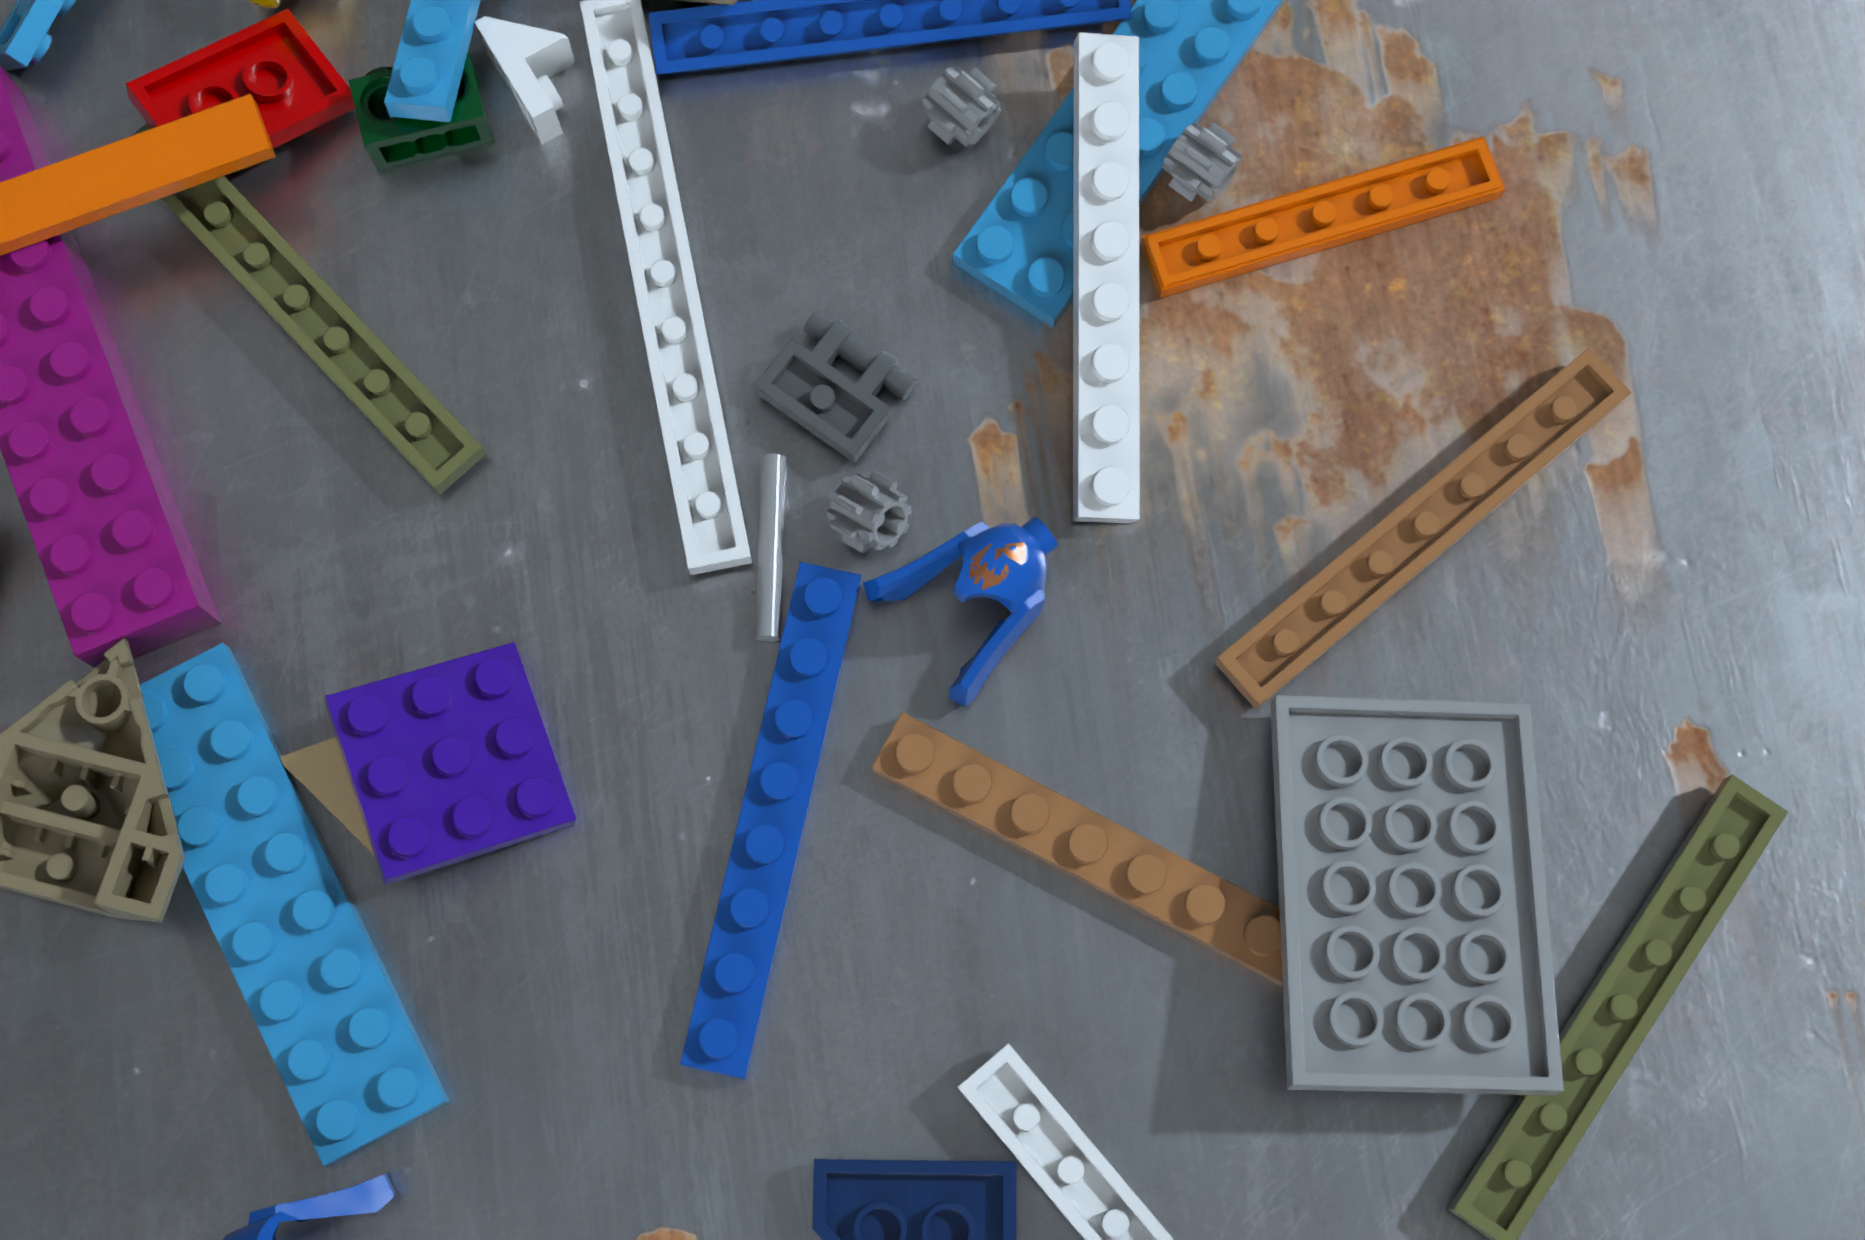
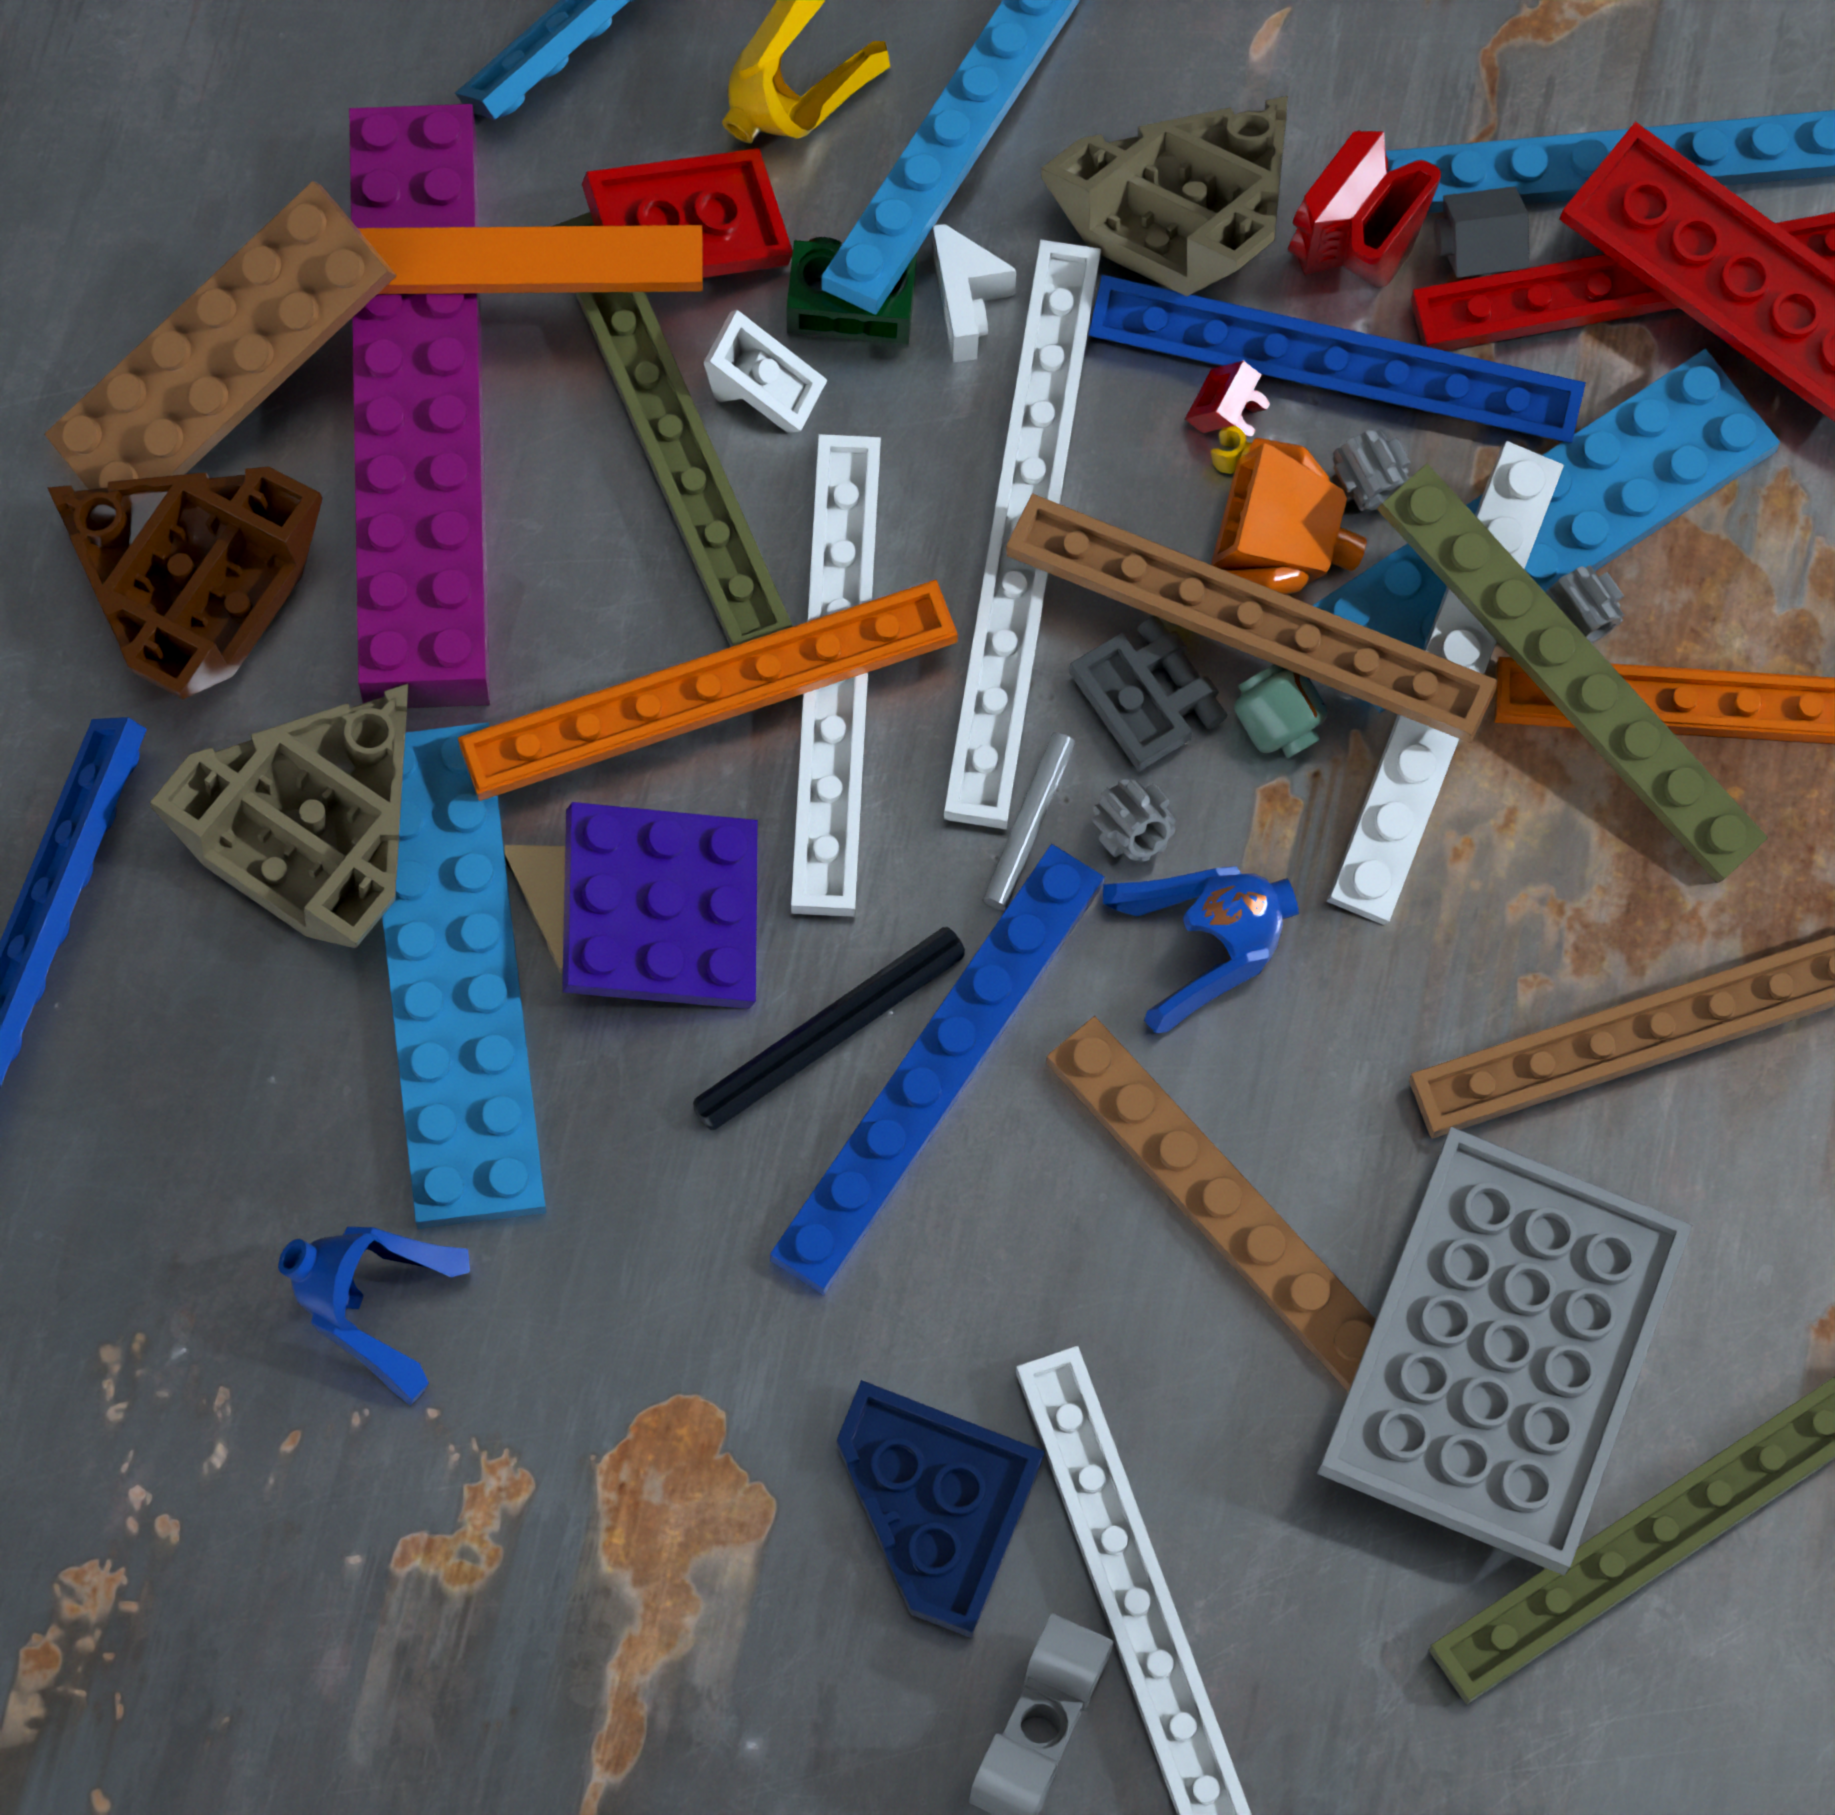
camera: 20 degrees right, 5 degrees down
(356, 212) = (762, 372): none -> white slope
(416, 538) = (707, 690): none -> orange tile
(539, 479) = (835, 713): none -> white plate
(654, 819) = (828, 1028): none -> black axle
(803, 89) = (1224, 398): none -> red tile
(895, 187) = (1280, 515): none -> orange torso
(908, 281) = (1252, 618): none -> medium nougat plate
(964, 357) = (1280, 710): none -> sand green head
(1217, 224) = (1572, 673): none -> olive plate

